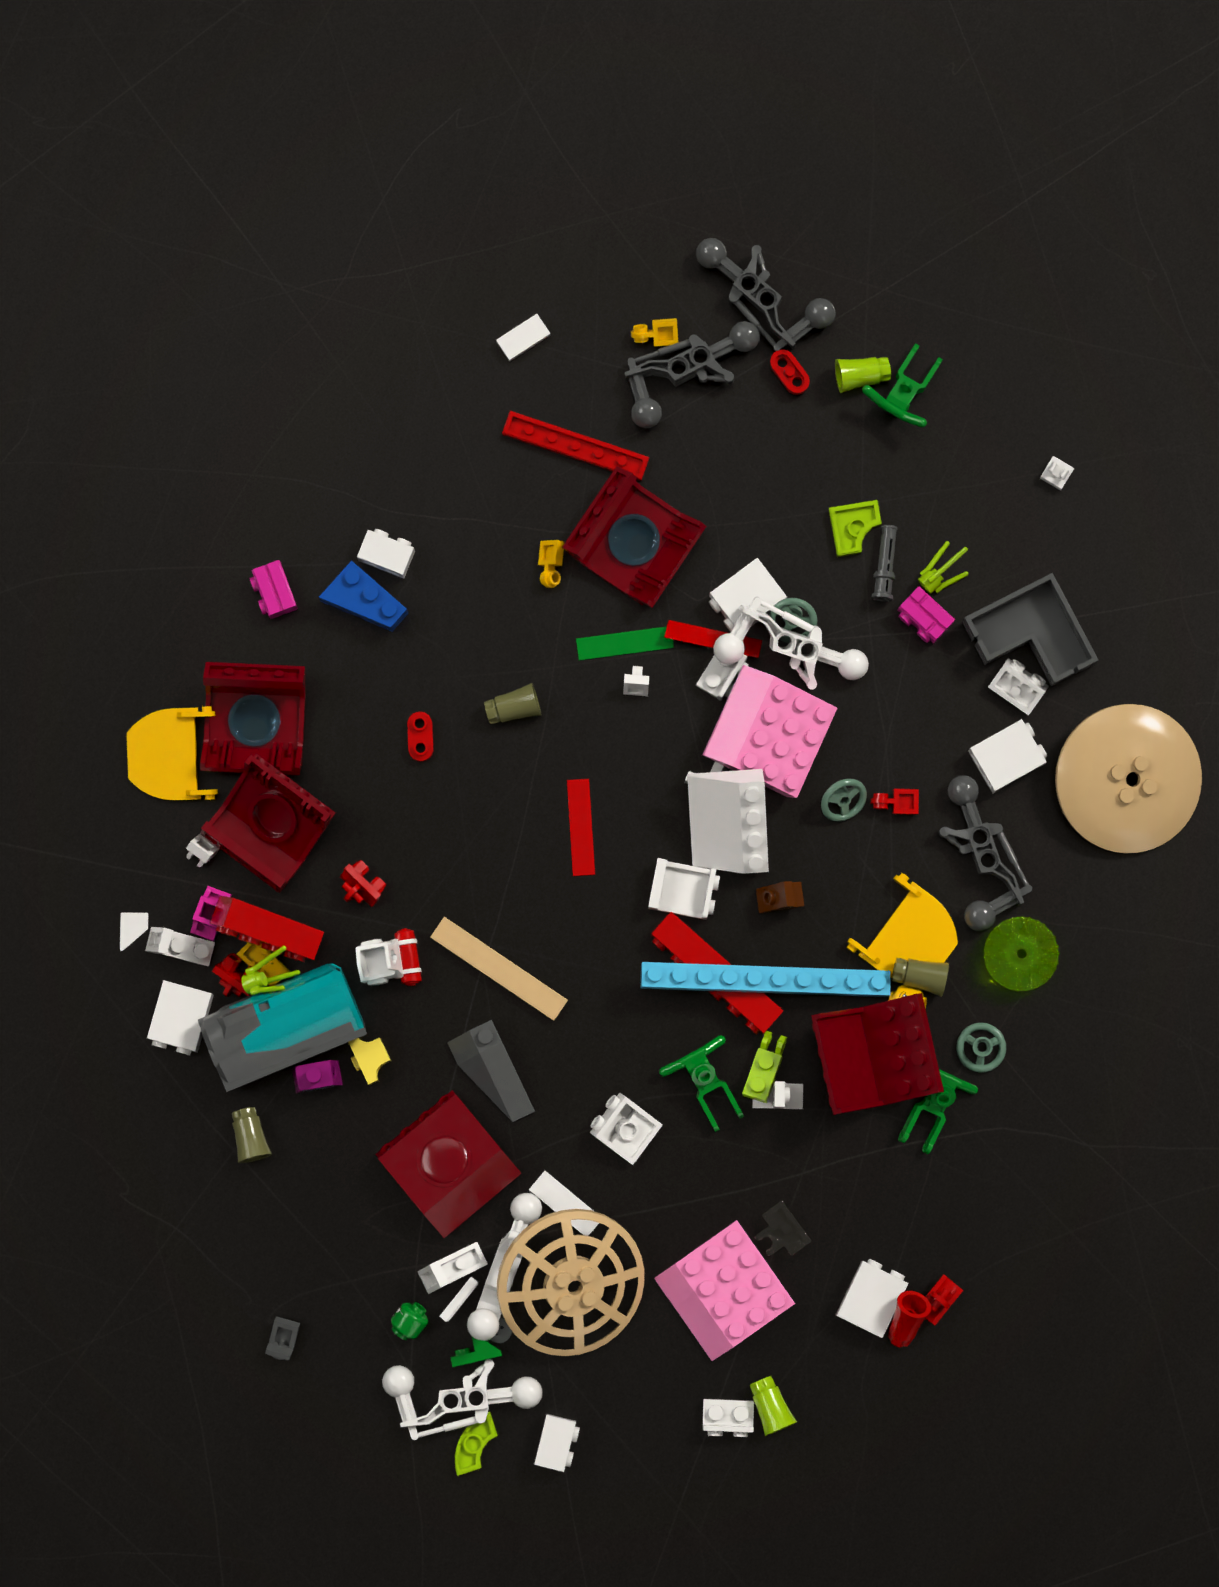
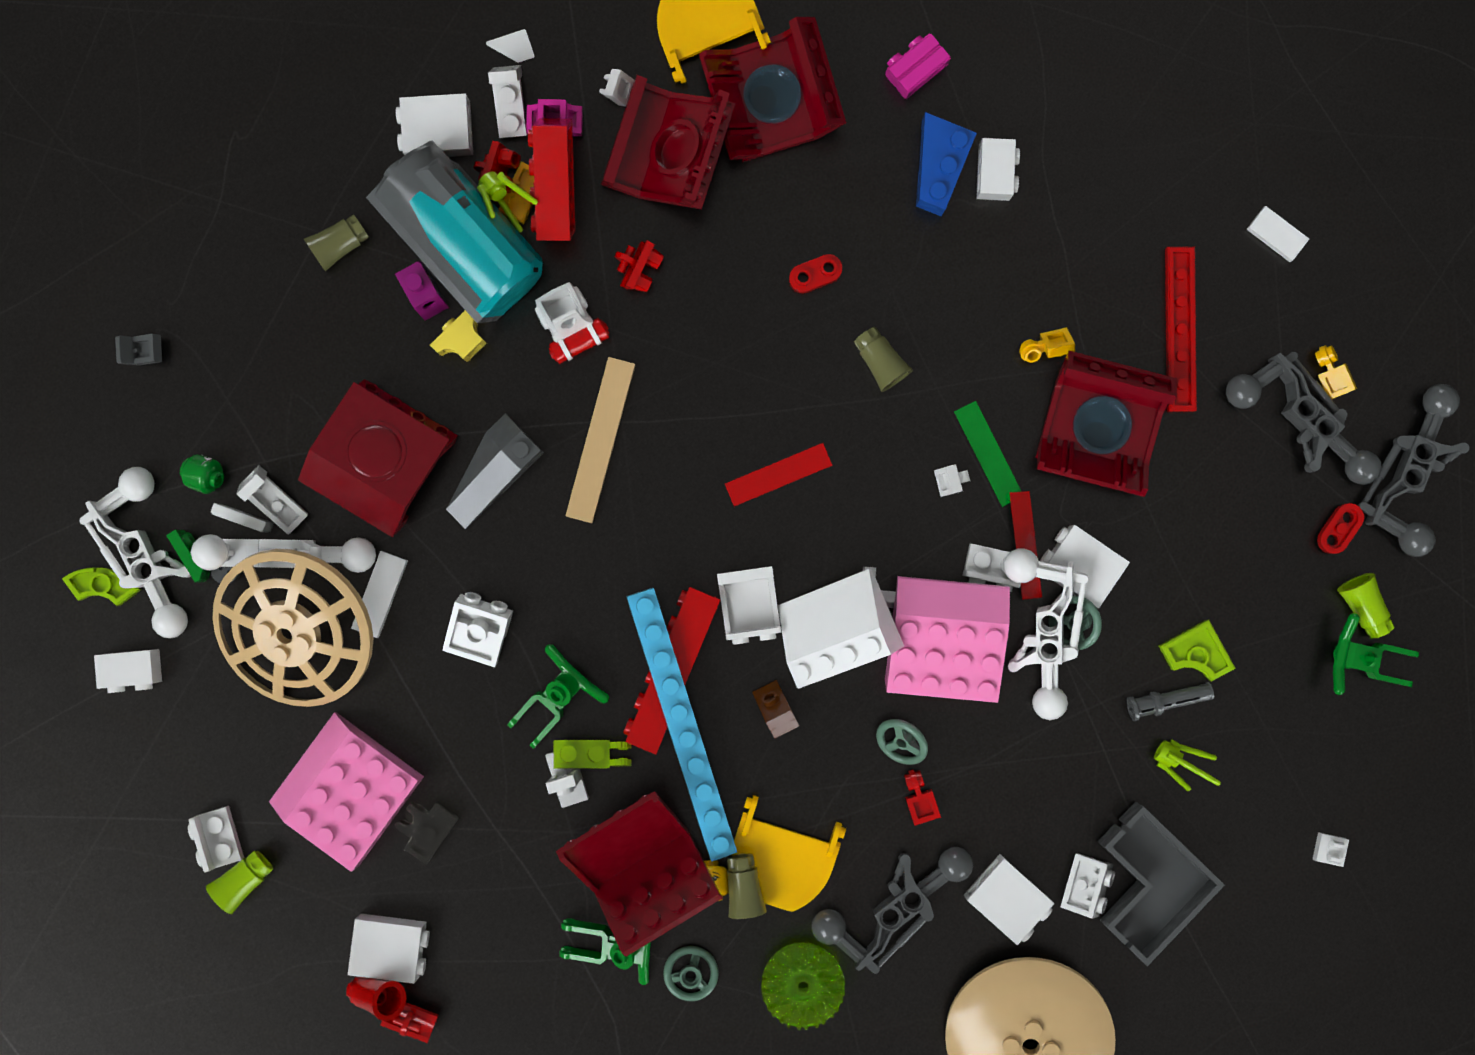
camera: 70 degrees right, 5 degrees up
(925, 615) = (1129, 761): dark pink brick -> none

